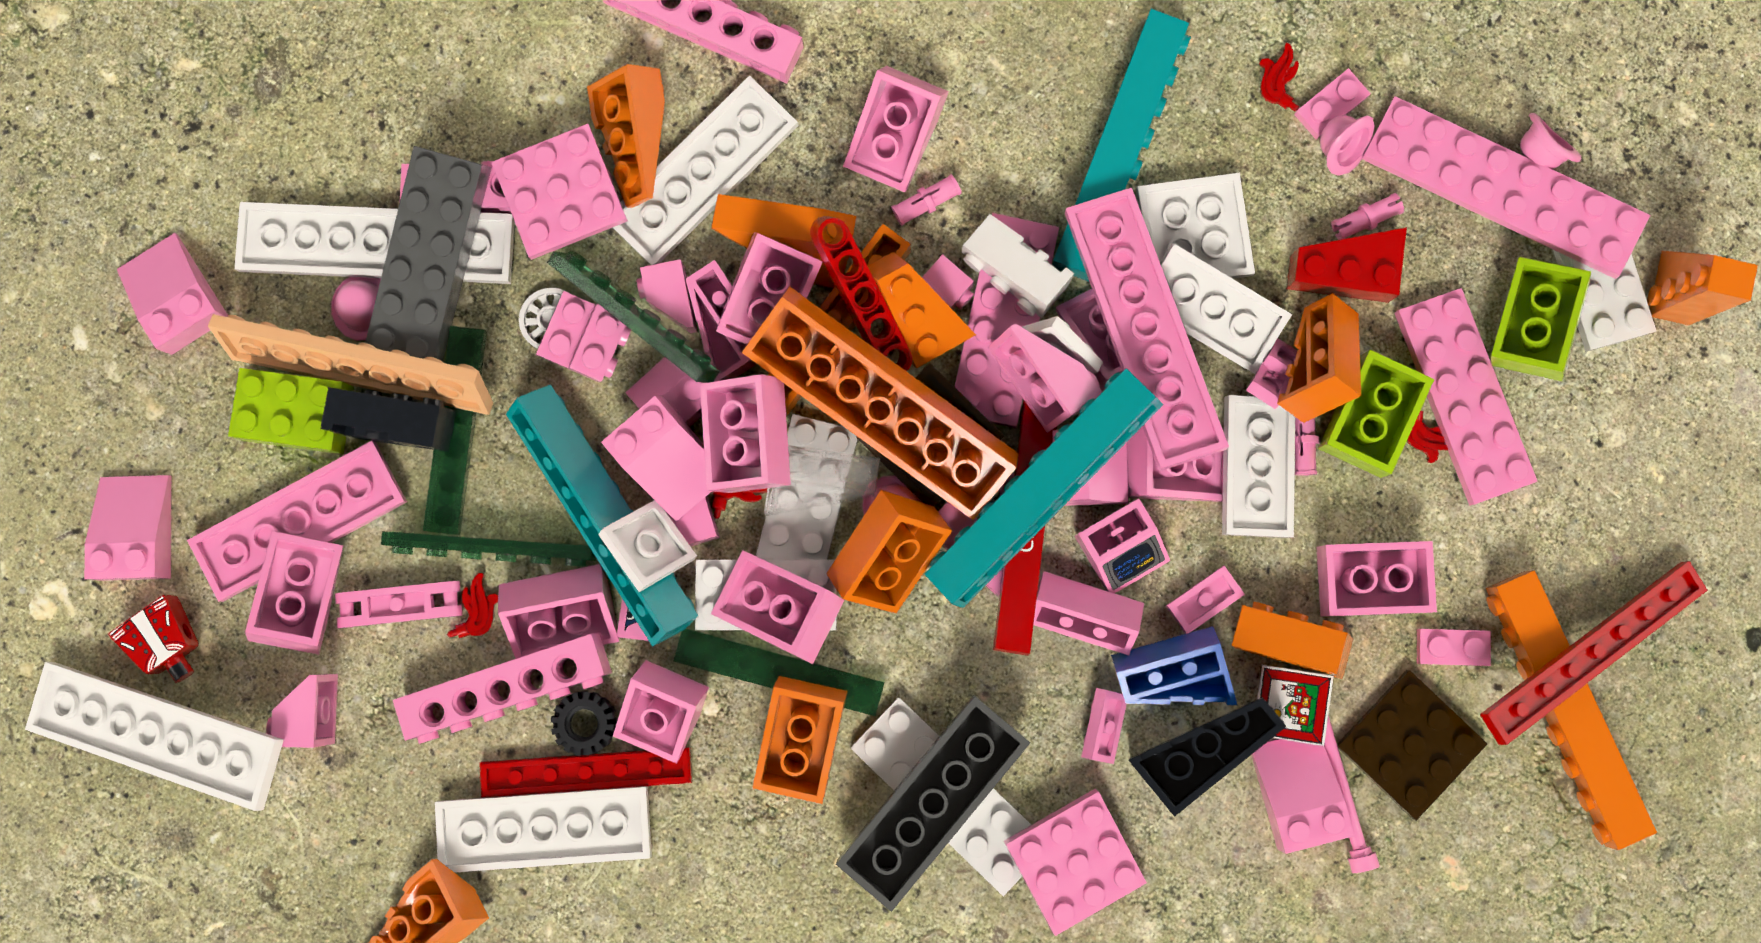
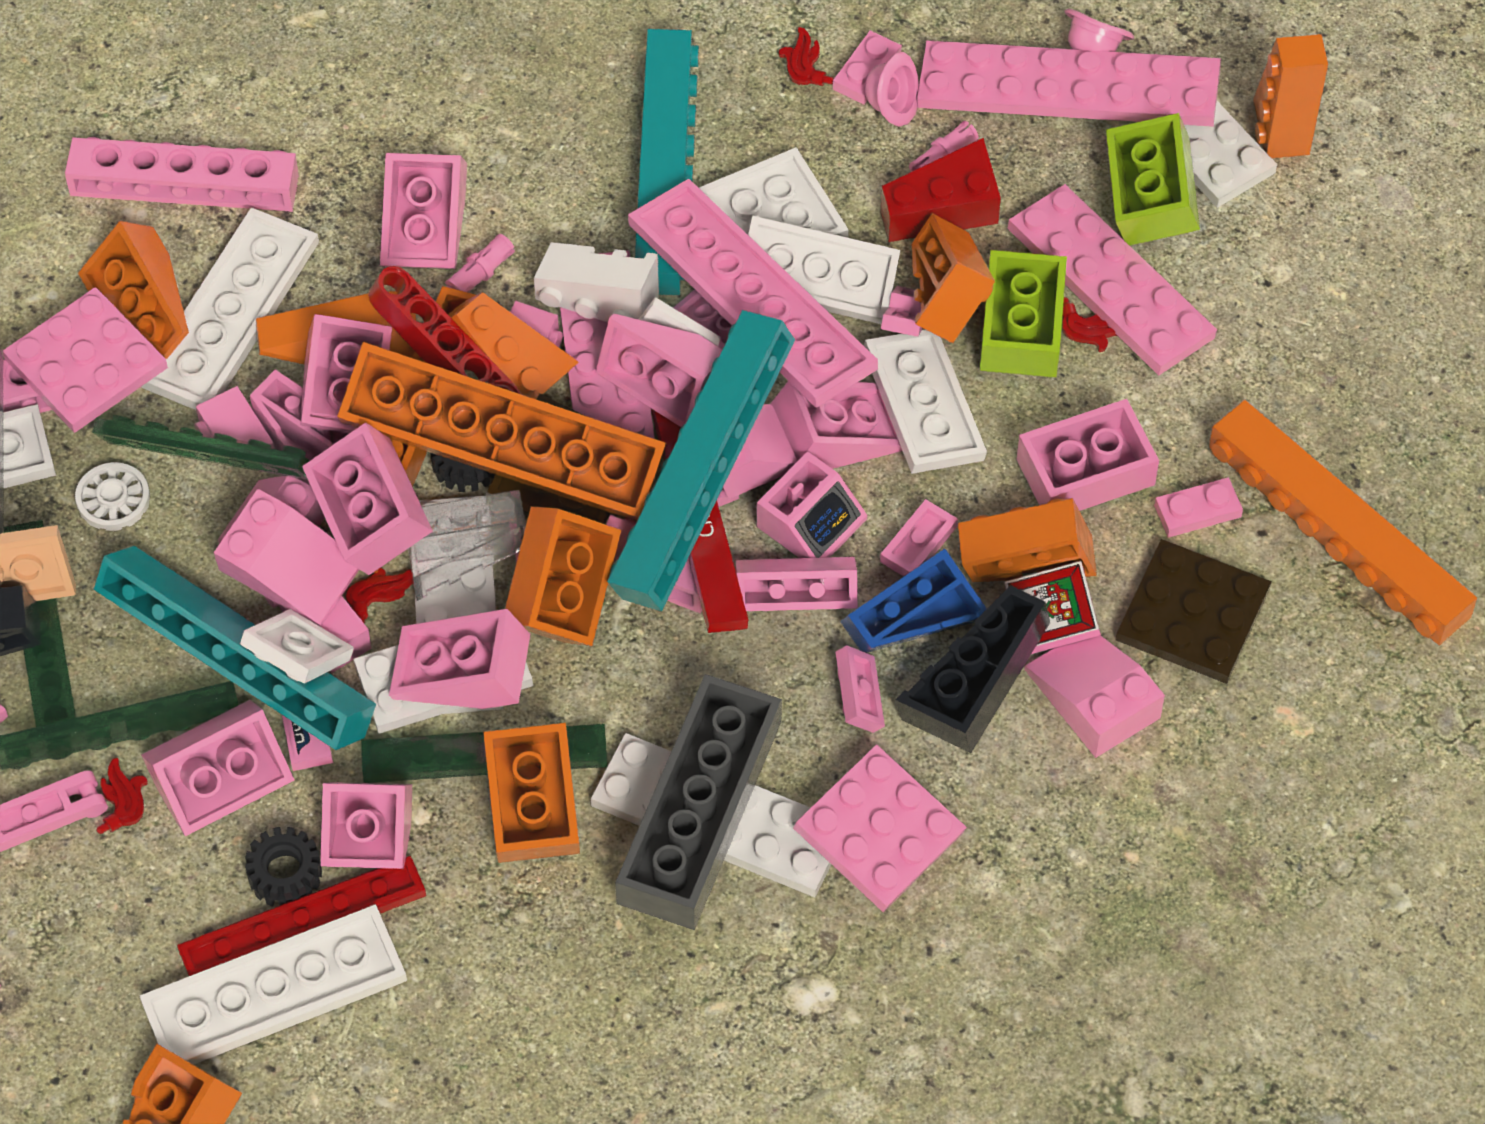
camera: 25 degrees left, 25 degrees down
(416, 709) = (187, 831): bright pink brick -> none
(583, 338) = (156, 495): bright pink plate -> none
(1305, 447) = (966, 370): bright pink pin -> none
(1362, 857) = (1187, 730): bright pink piece -> none
(1593, 653) = (1334, 450): plate -> none

